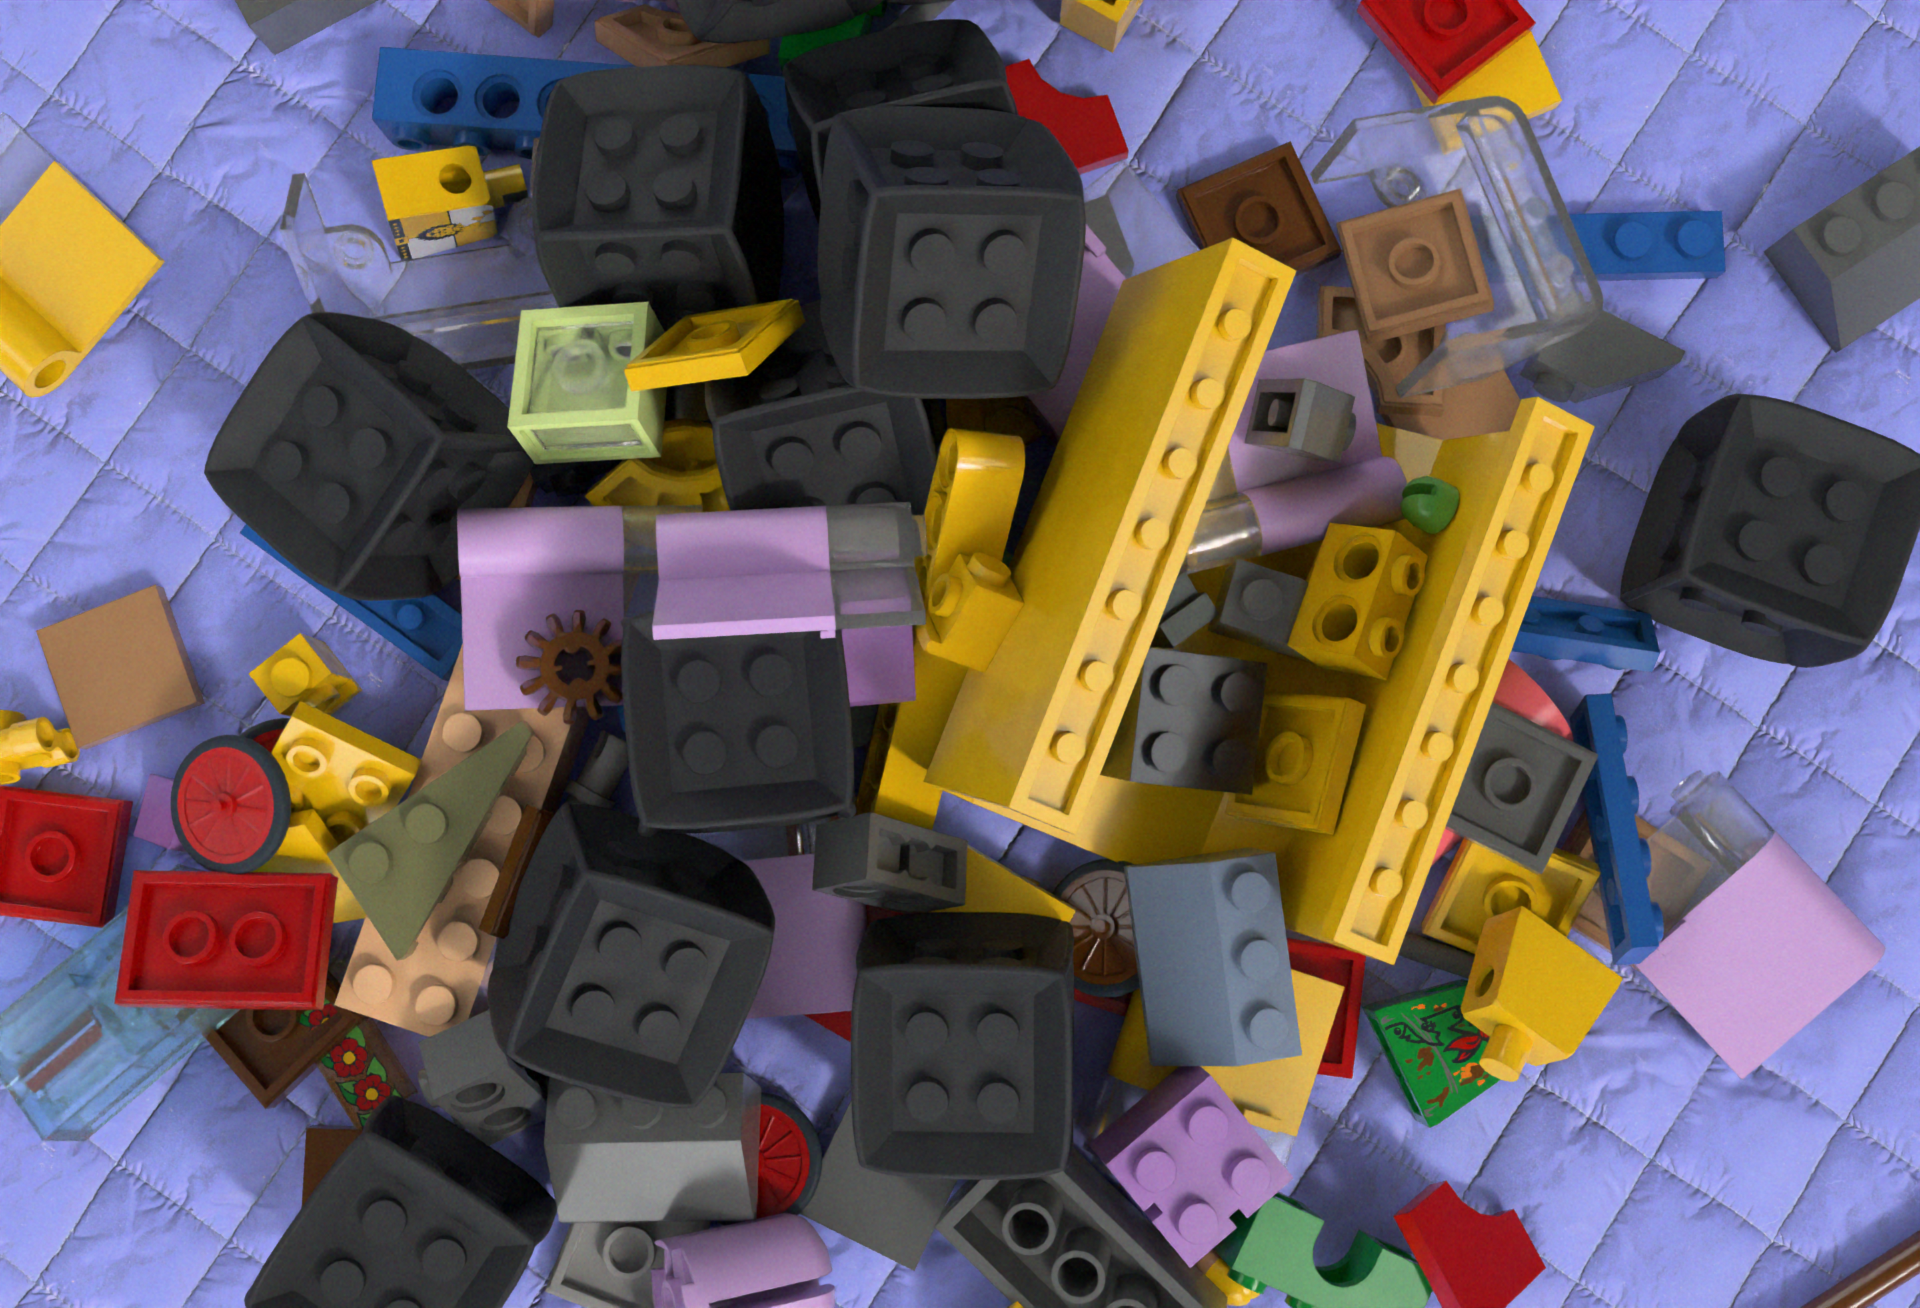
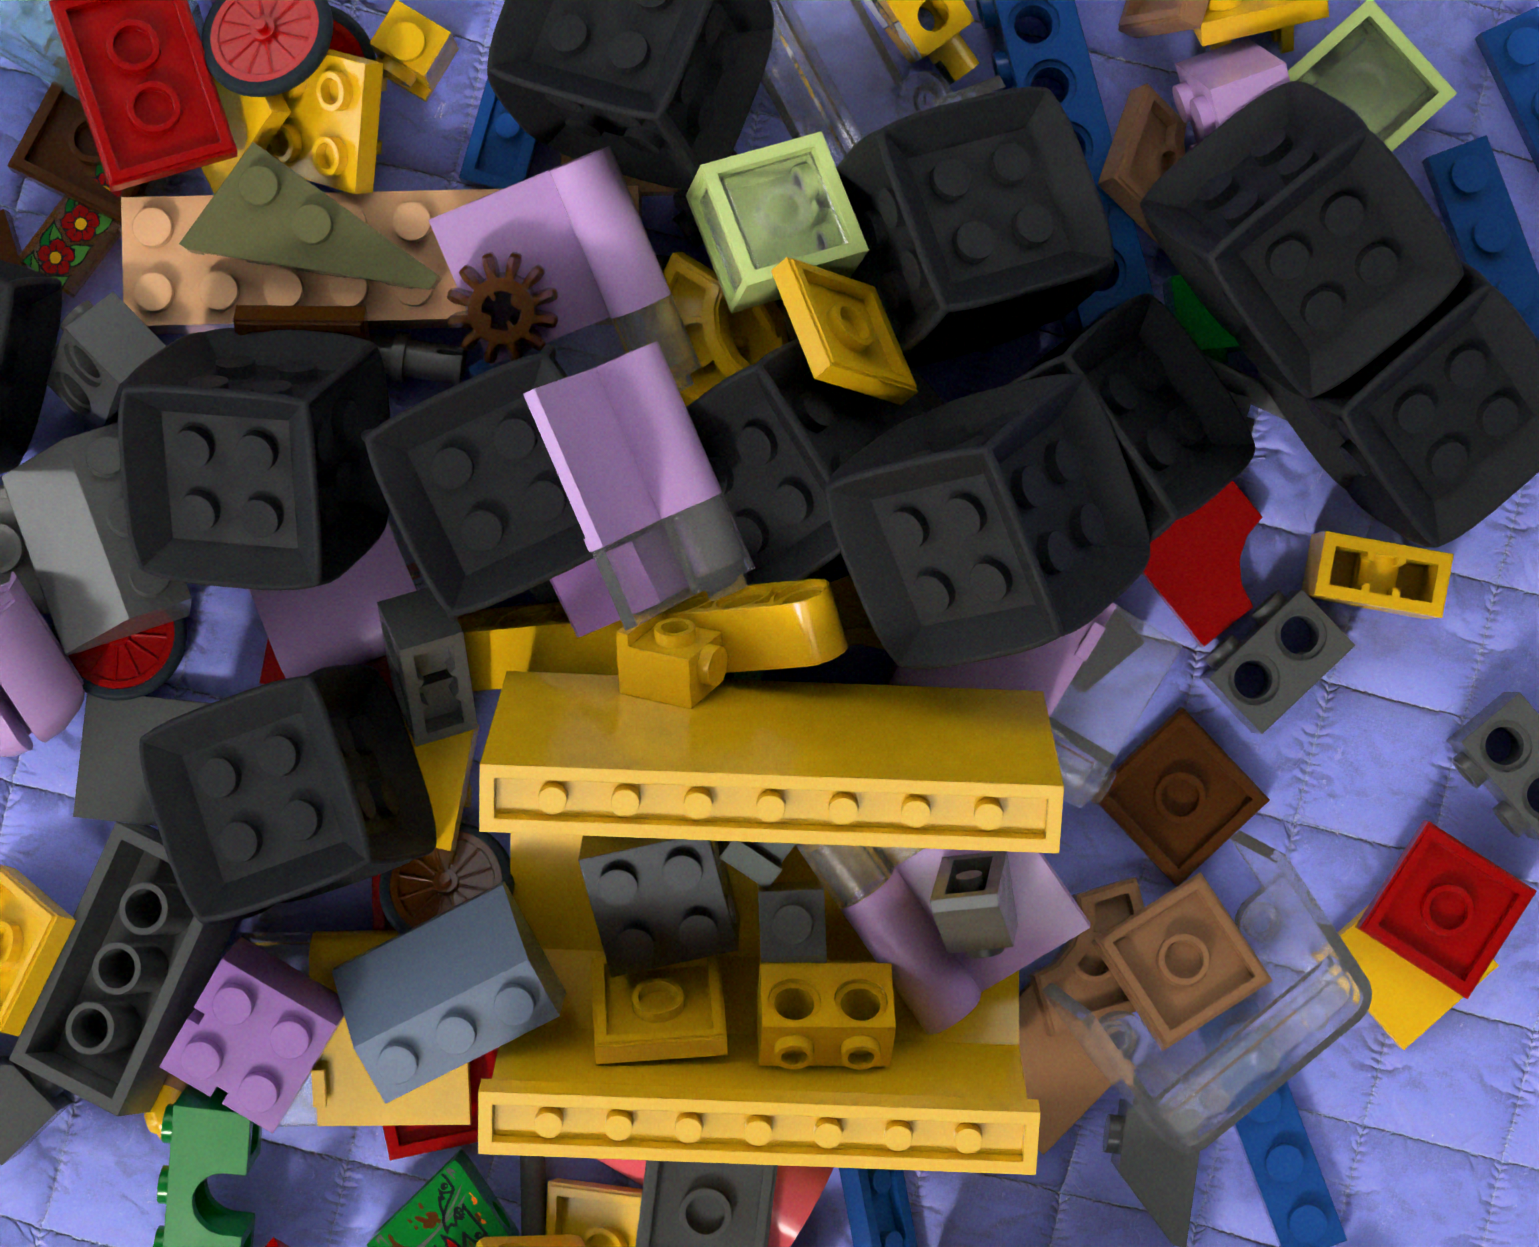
camera: 65 degrees right, 5 degrees up
(1177, 87) = (1285, 673): none -> dark grey brick
(1429, 503) = (941, 1050): bright green hinge -> none

